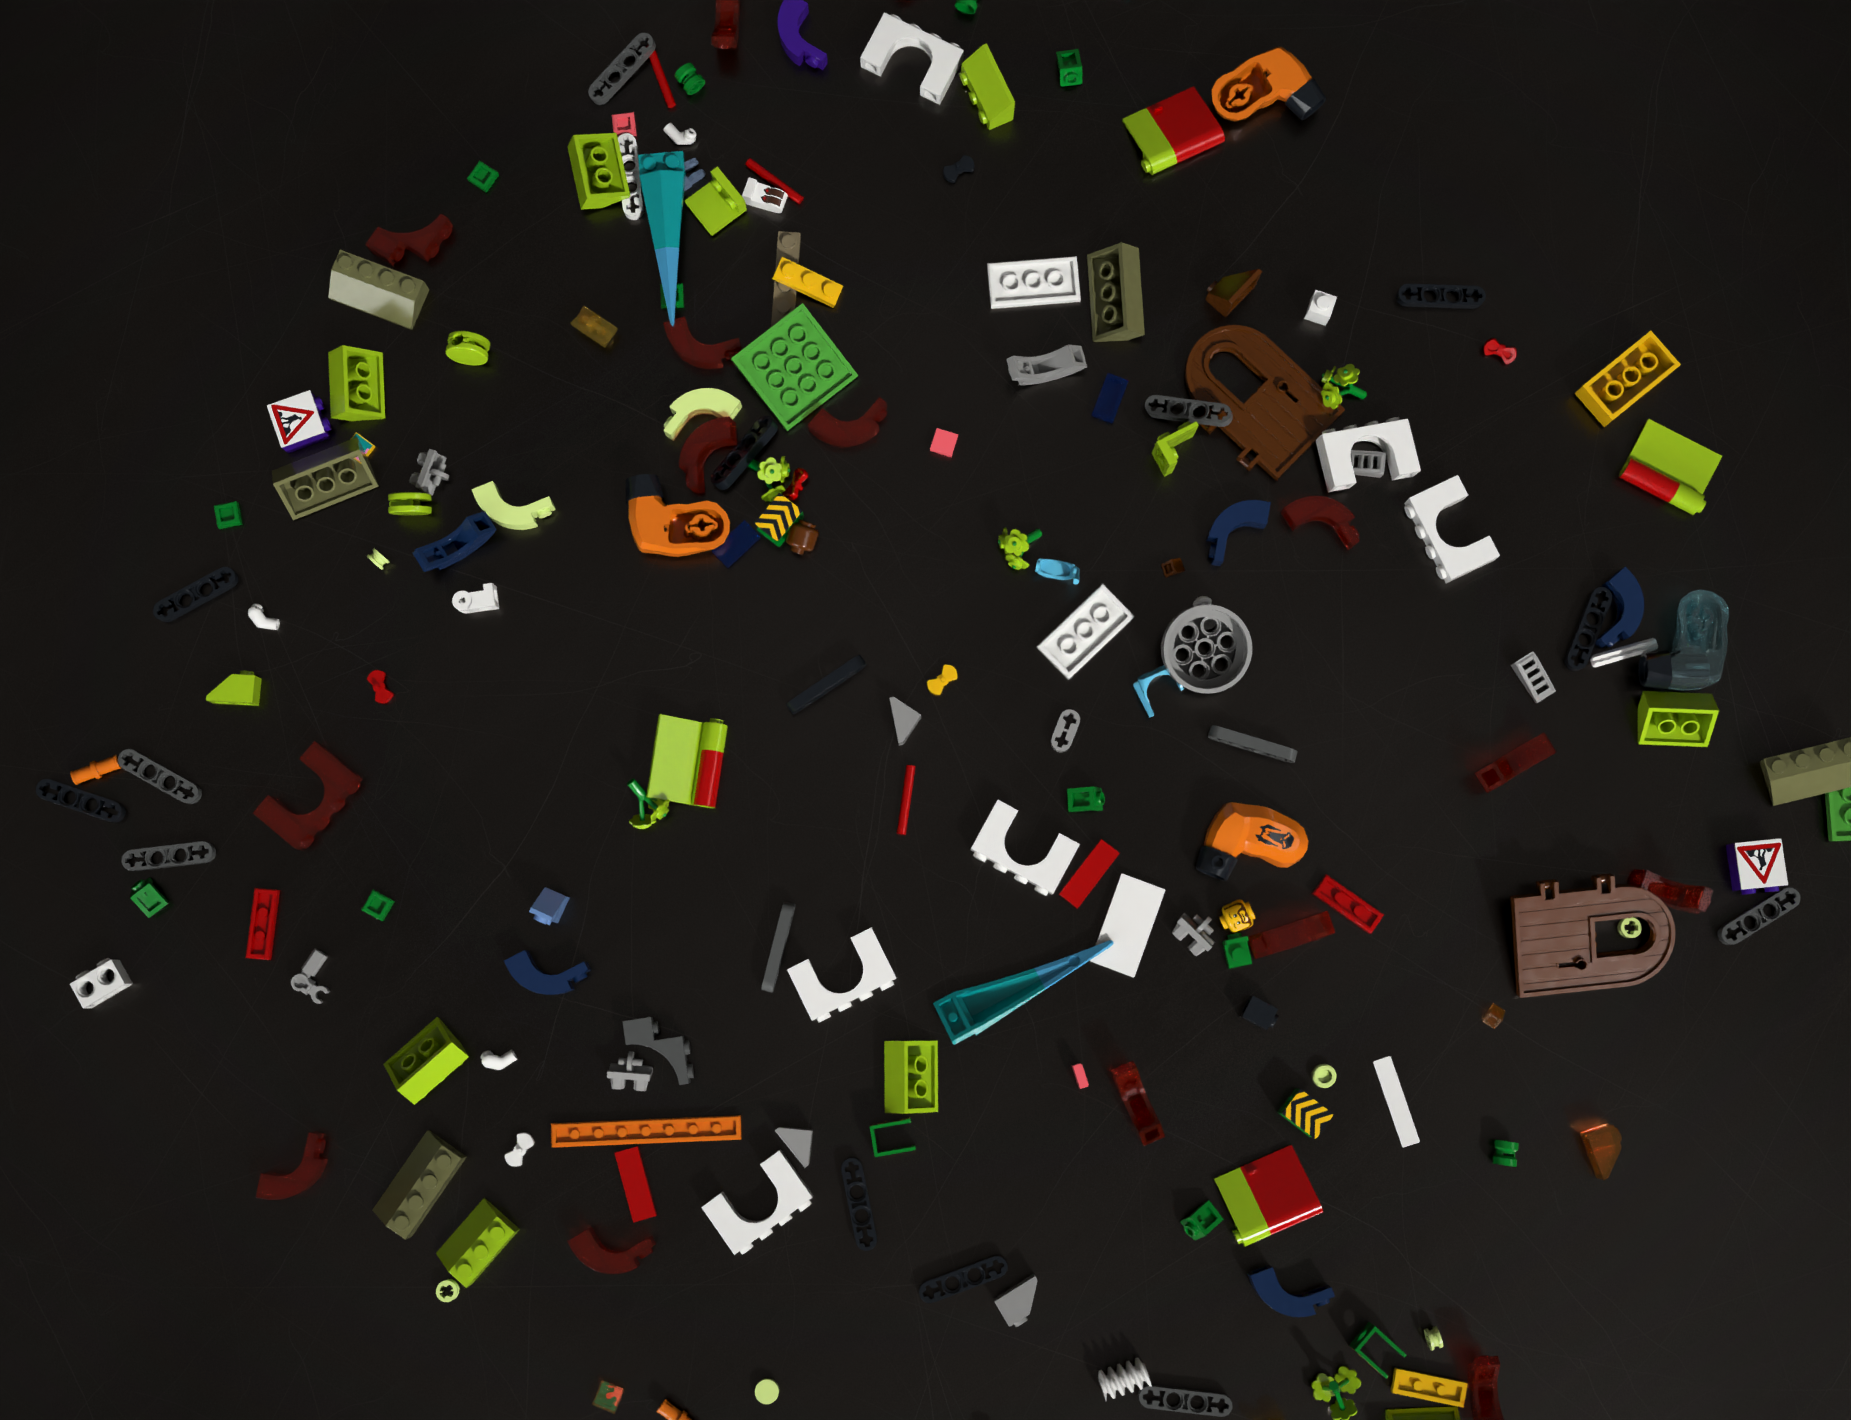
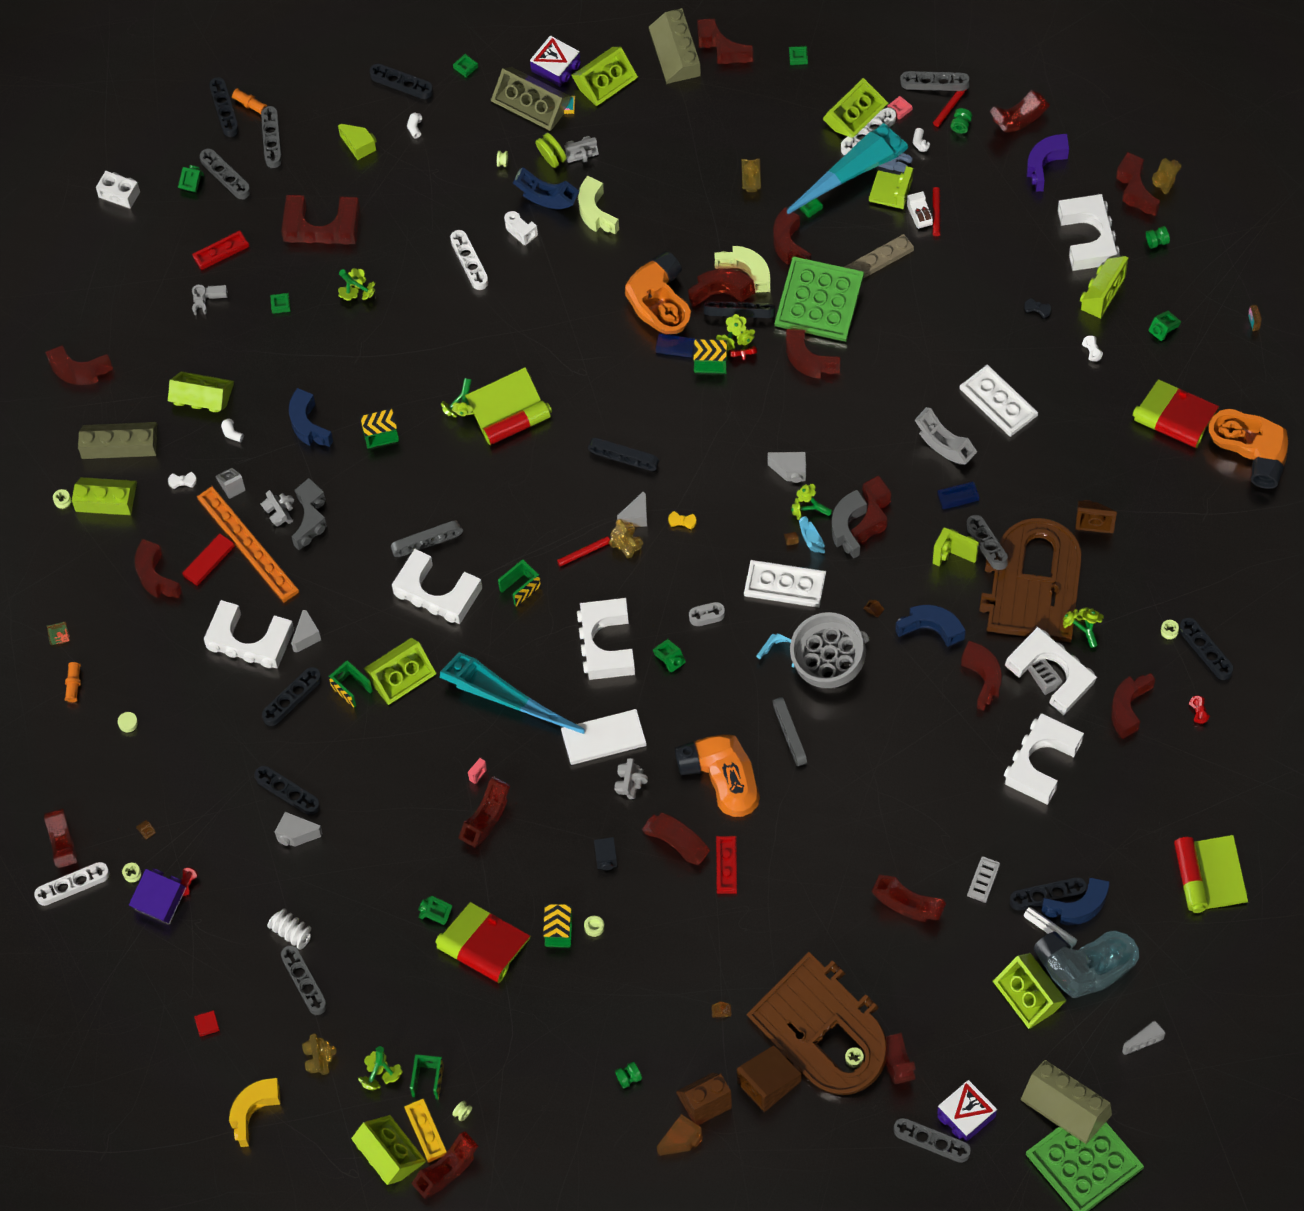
camera: 60 degrees right, 20 degrees down
(377, 679) = (417, 218): red piece -> none
(416, 816) = (356, 279): none -> lime plant
(467, 348) = (677, 115): lime head -> none
(475, 675) = (470, 259): none -> white beam
(549, 906) = (351, 391): medium blue slope -> none
(559, 1101) = (231, 482): none -> light grey slope
(614, 907) = (379, 428): none -> piece
(802, 536) = (710, 377): reddish brown head -> none
(807, 282) = (883, 270): yellow plate -> none
(898, 872) = (513, 575): none -> green piece
(924, 753) = (623, 540): none -> clear yellow hips
(944, 442) = (843, 418): coral tile -> none
(962, 533) = (788, 465): none -> light grey slope
(1036, 150) = (1090, 343): none -> white piece
(1038, 588) = (791, 538): none -> clear orange piece
(1055, 475) = (875, 520): none -> clear red arch
(1060, 530) = (845, 512): none -> dark grey arch
(1089, 873) = (620, 691): red tile -> none
(1115, 293) = (1032, 451): olive slope -> none
(1237, 916) = (662, 797): yellow head -> none
(1237, 950) = (639, 814): green bracket -> none
(1294, 1305) = (417, 984): dark blue arch -> none
(1320, 307) = (1130, 577): white brick -> none
(1396, 1101) = (611, 985): white sticker -> none
(1402, 308) = (1168, 634): none -> yellowish green bush
(1445, 416) = (1122, 715): none -> clear red arch
(1581, 1098) = (706, 1098): none -> reddish brown slope
(1602, 1023) = (768, 1077): none -> reddish brown slope
(1627, 378) = (1247, 799): yellow brick -> none
(1793, 652) = (1149, 1035): none -> light grey slope

